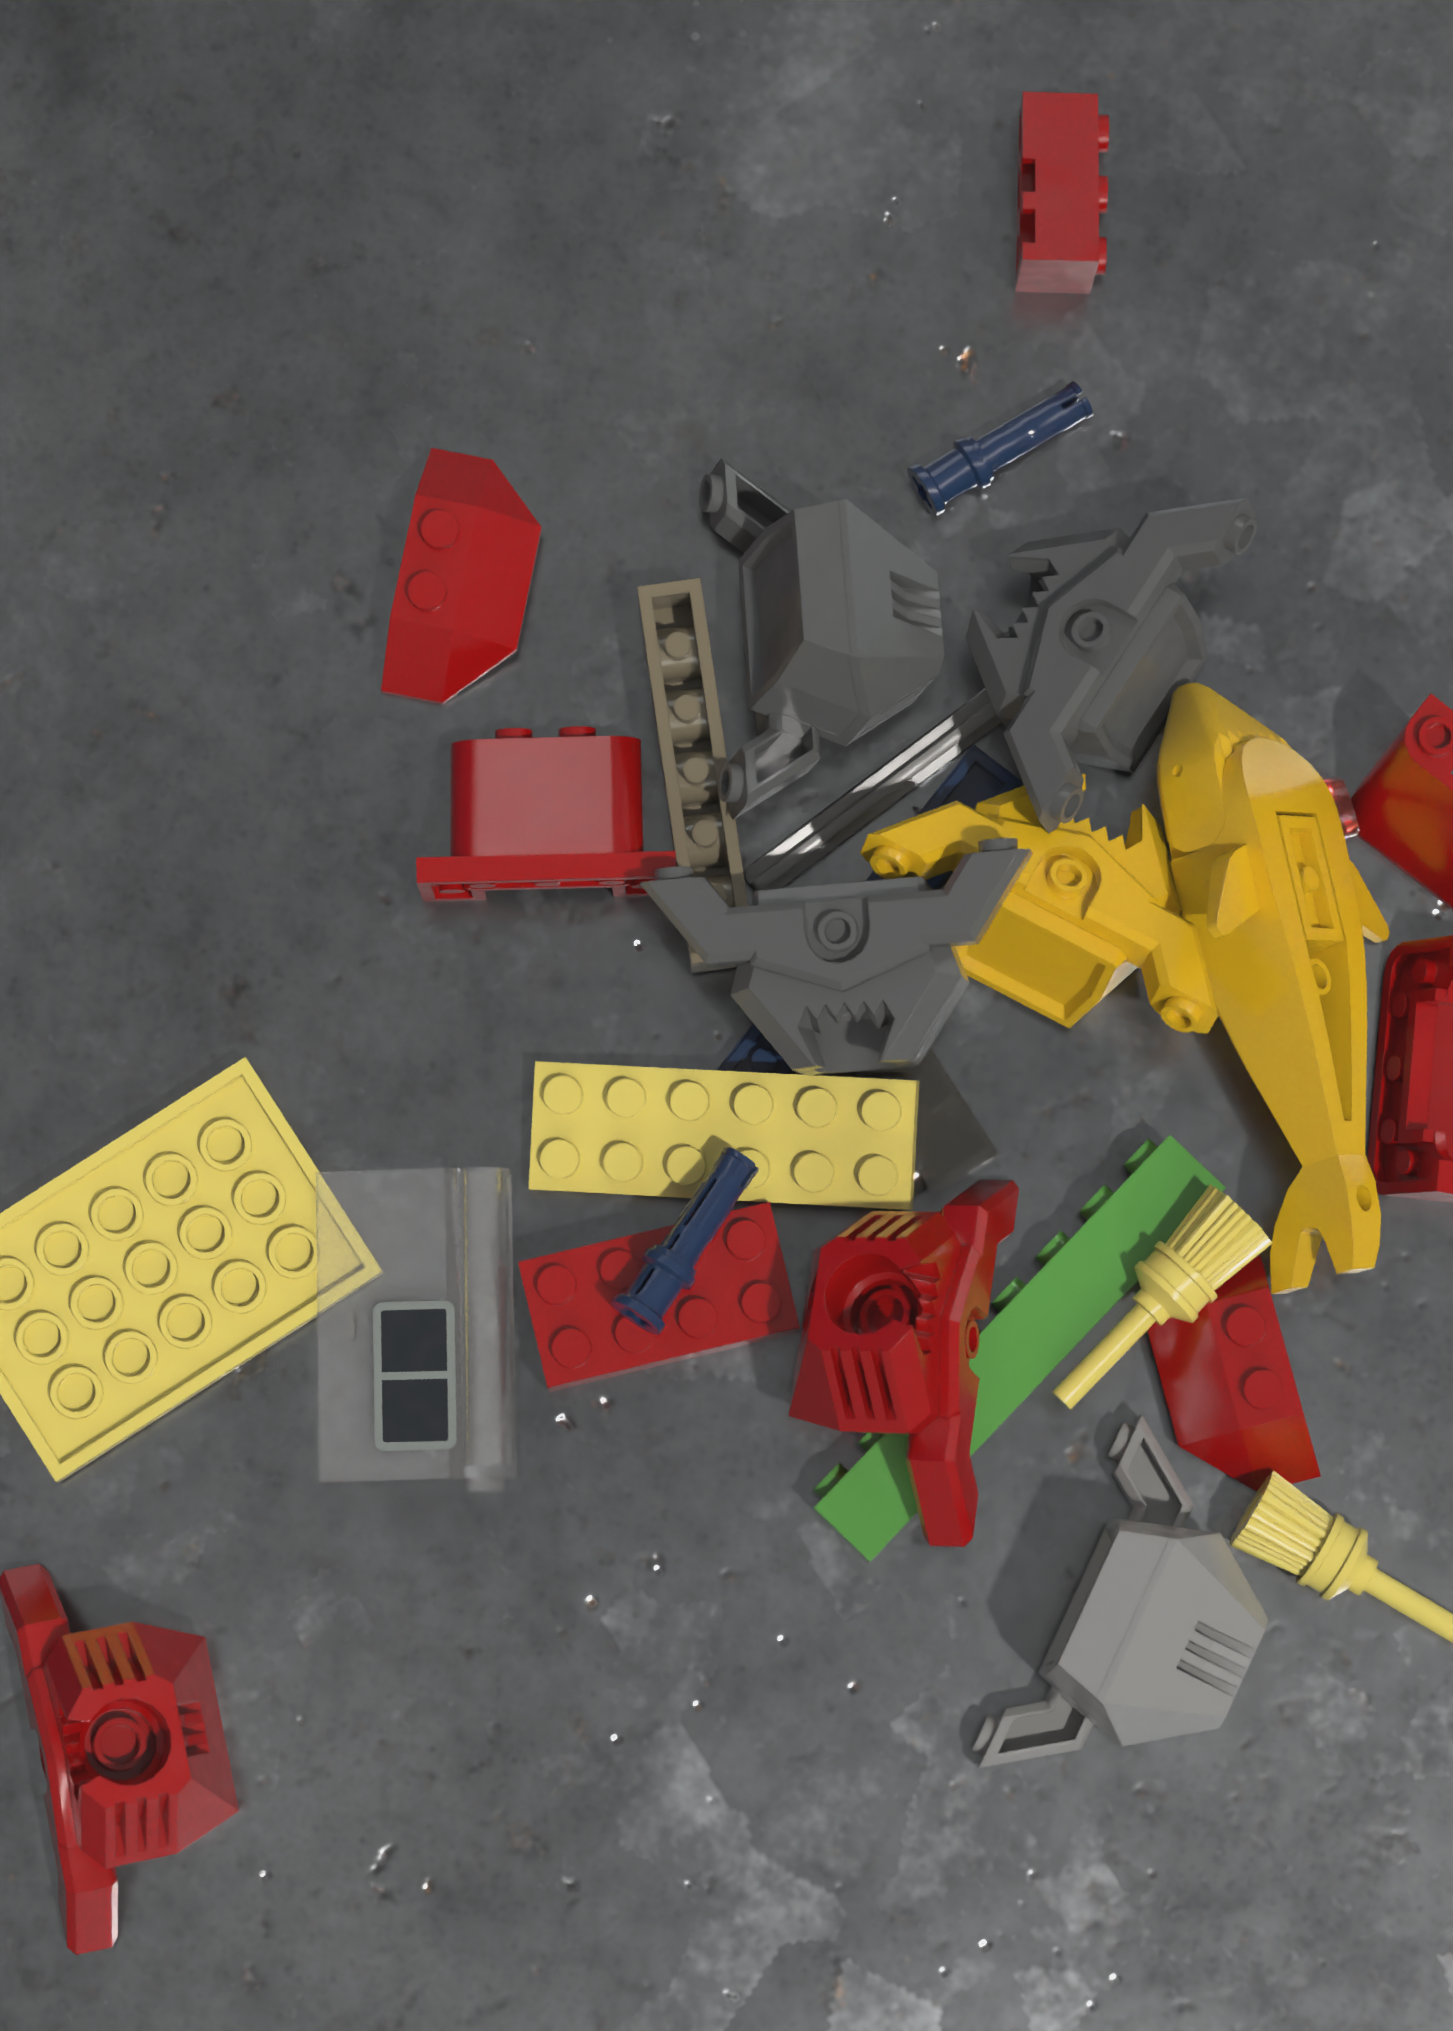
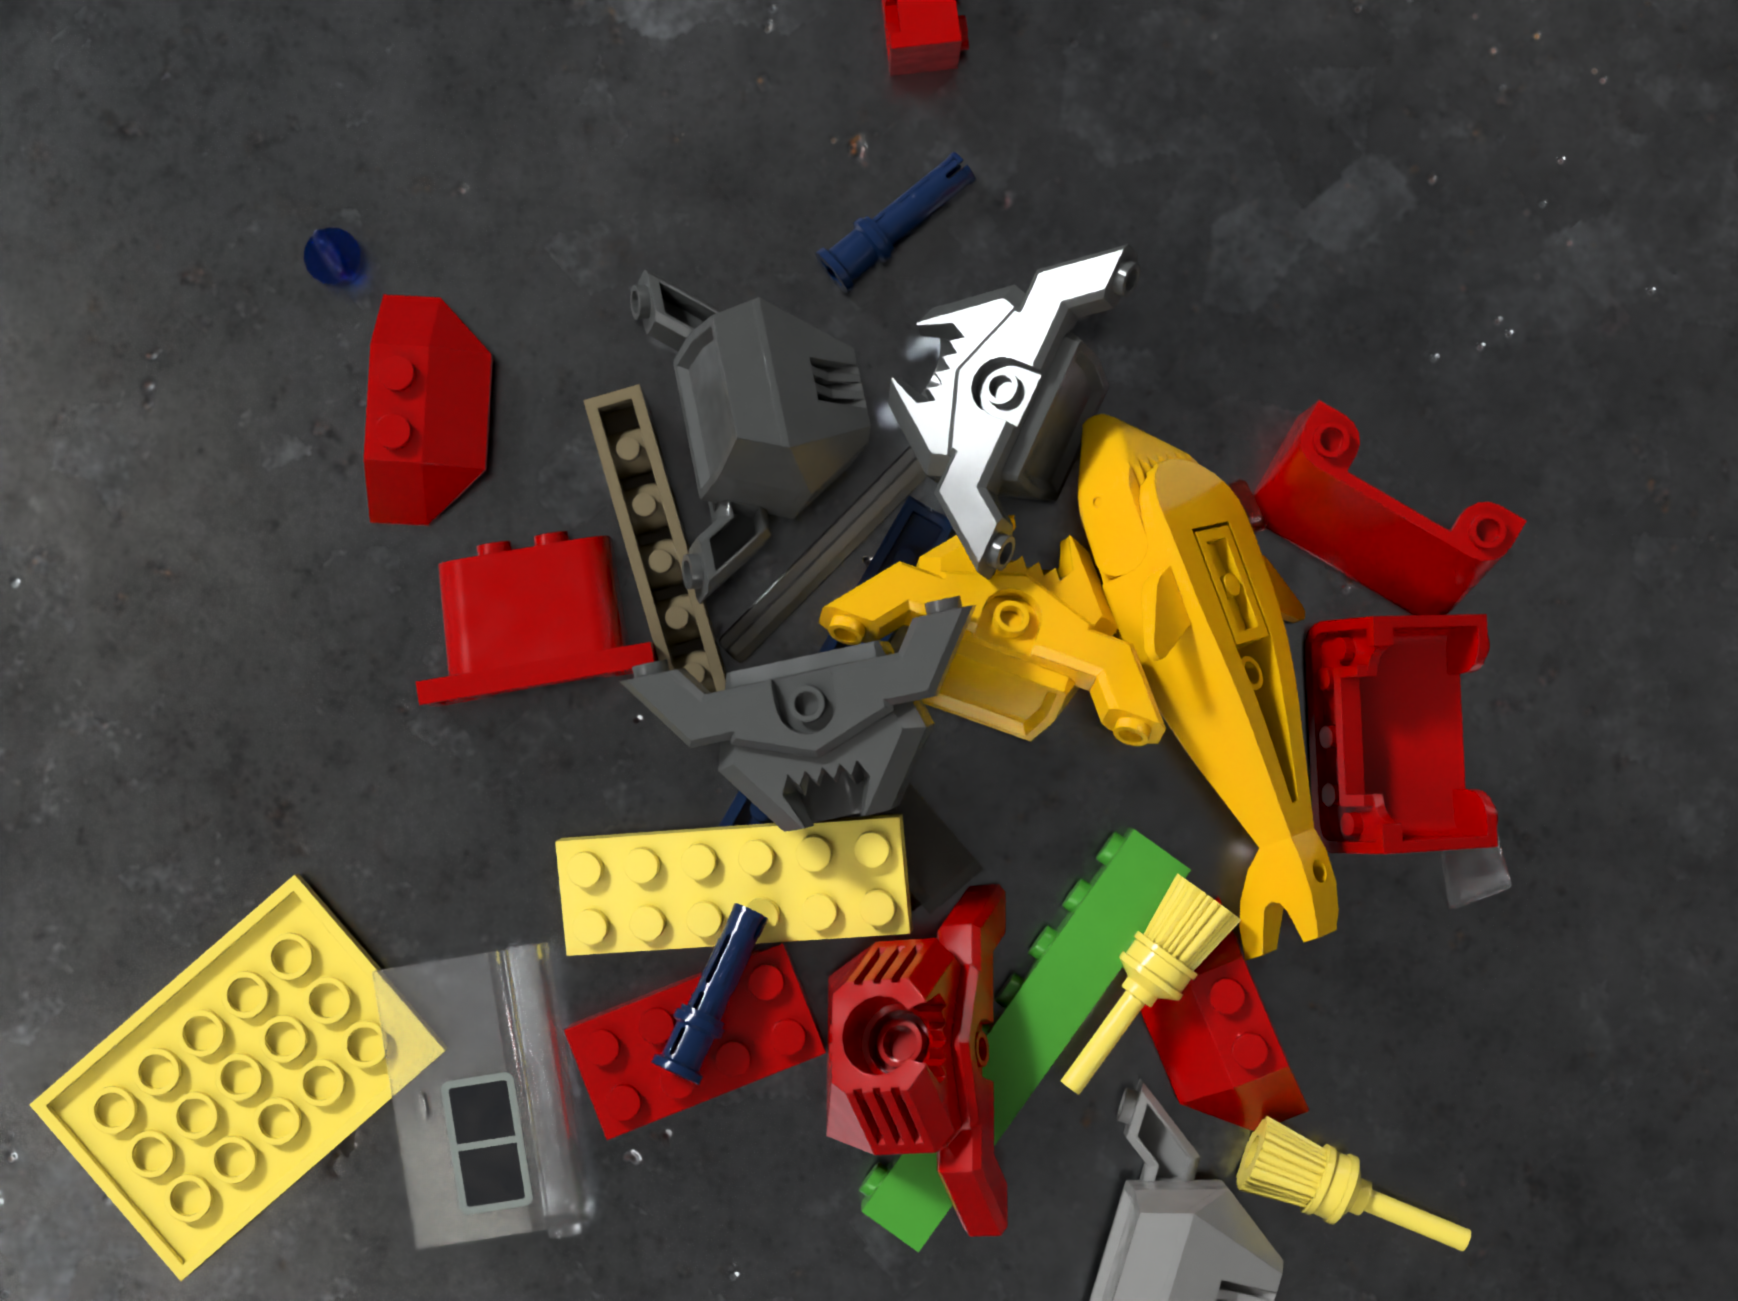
camera: 10 degrees left, 5 degrees up
(383, 400) = (333, 257): none -> clear blue tile

